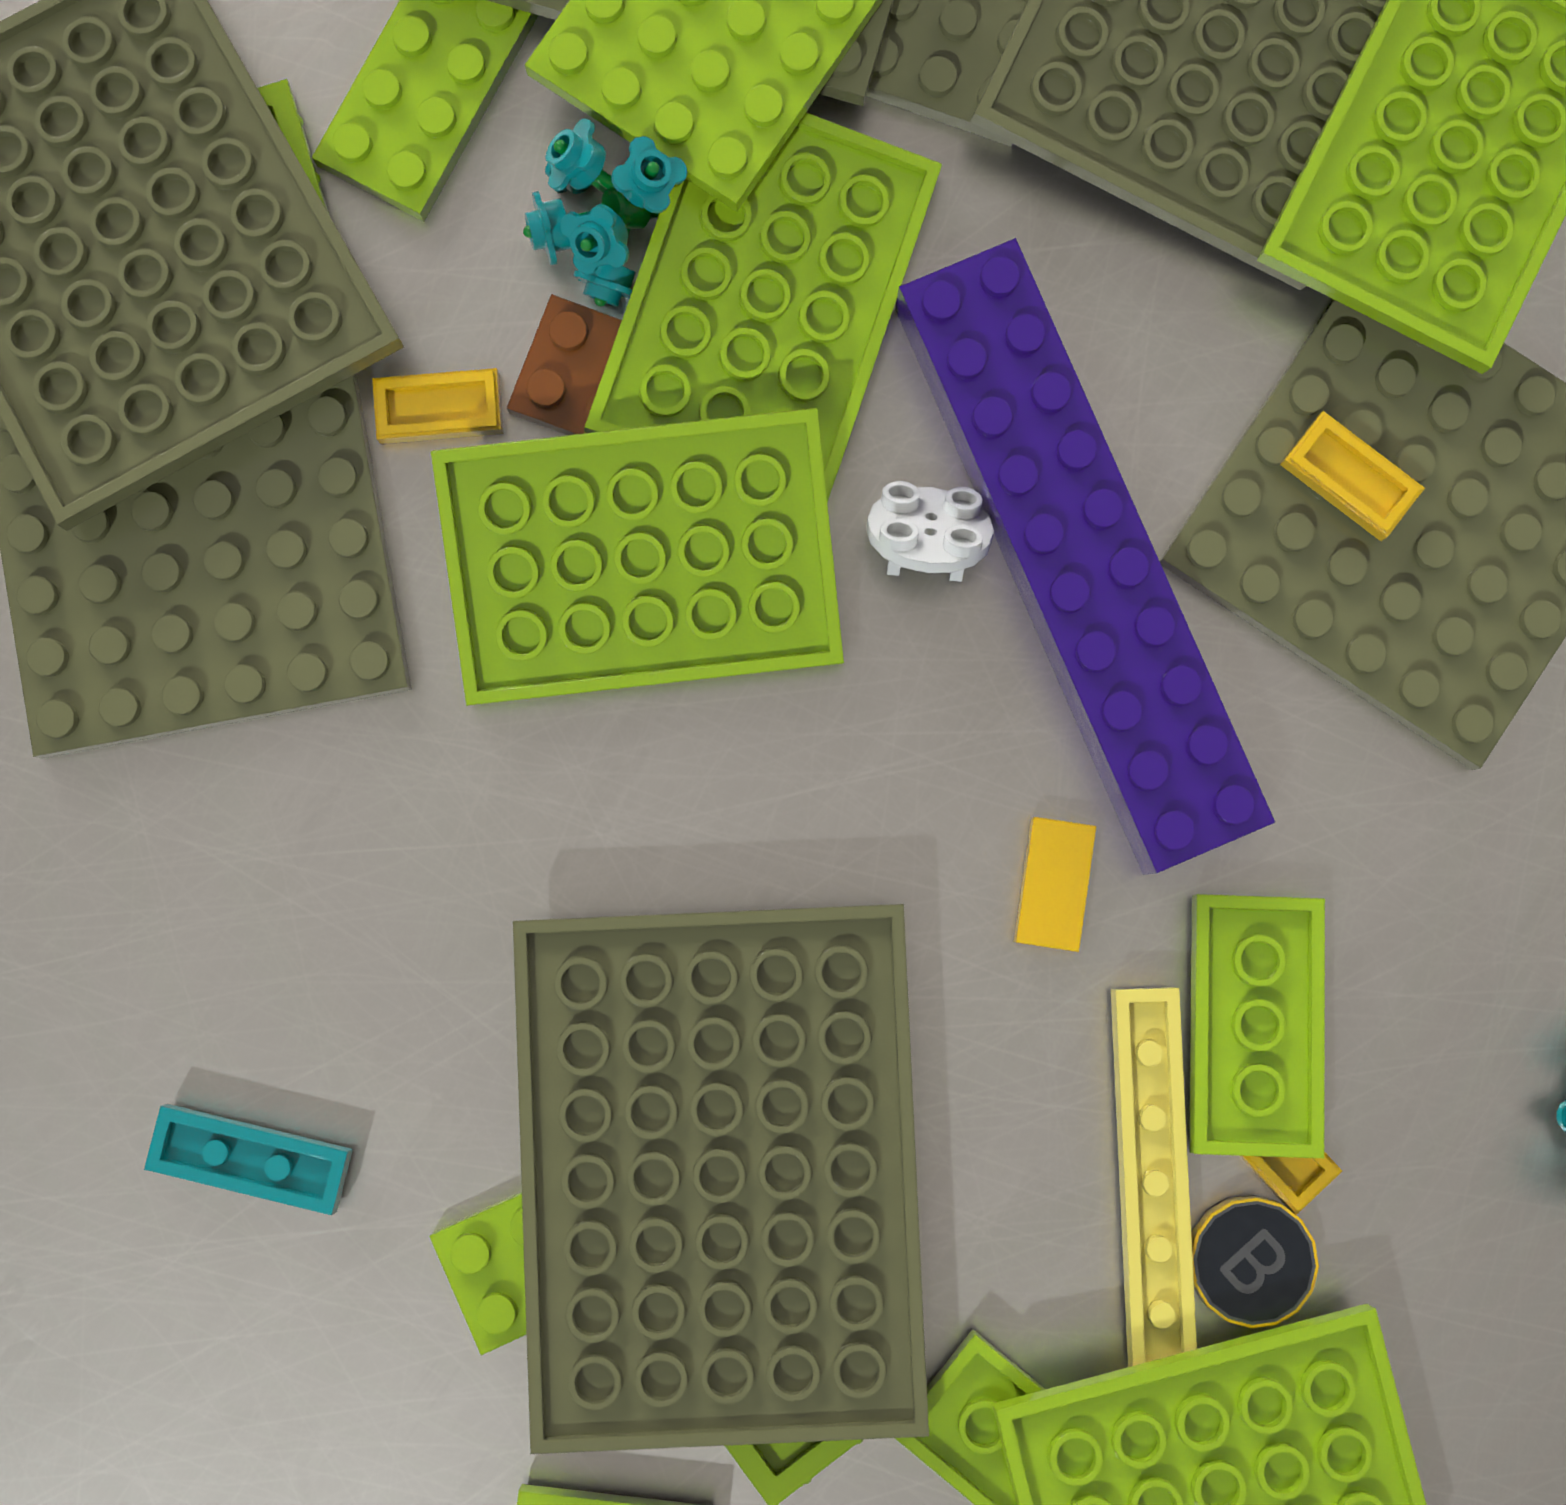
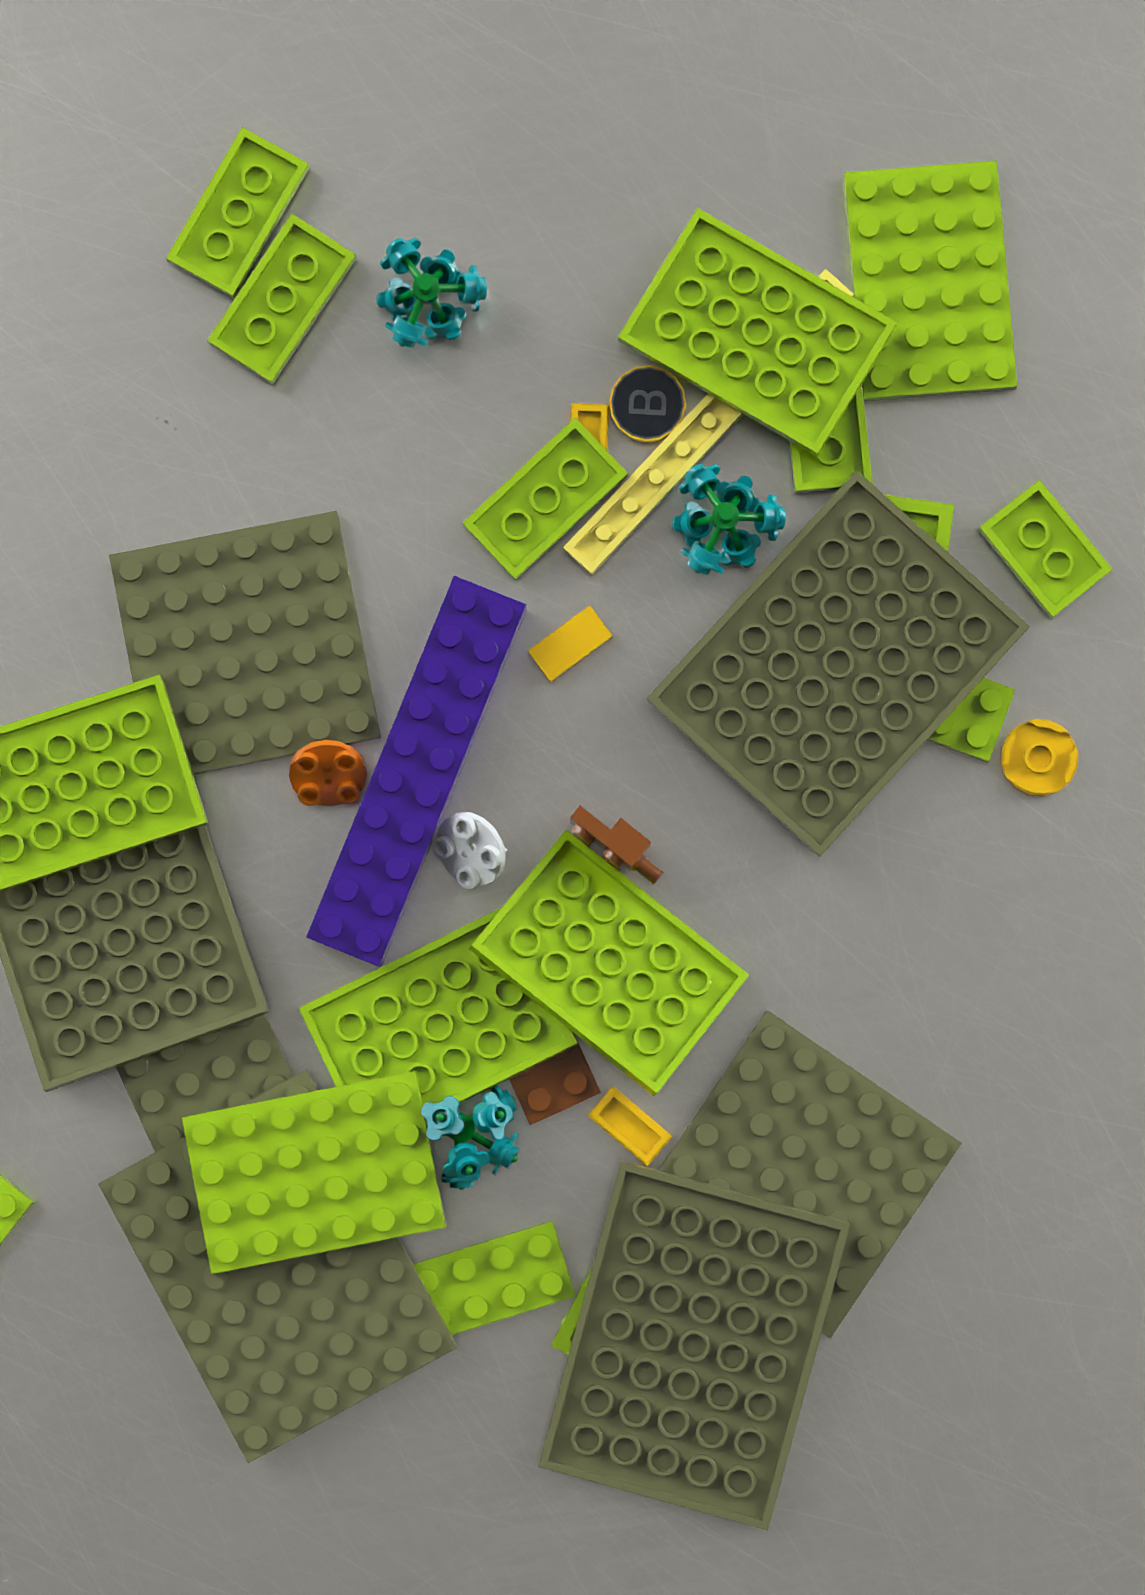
camera: 135 degrees left, 0 degrees up
(248, 1159) = (1035, 871): teal plate -> none
(375, 1300) = (1039, 757): none -> yellow tile
(760, 703) = (621, 845): none -> dark orange plate
(1033, 1247) = (734, 502): none -> teal plant
(1180, 453) = (345, 770): none -> orange plate
(1352, 476) = (264, 689): yellow tile -> none

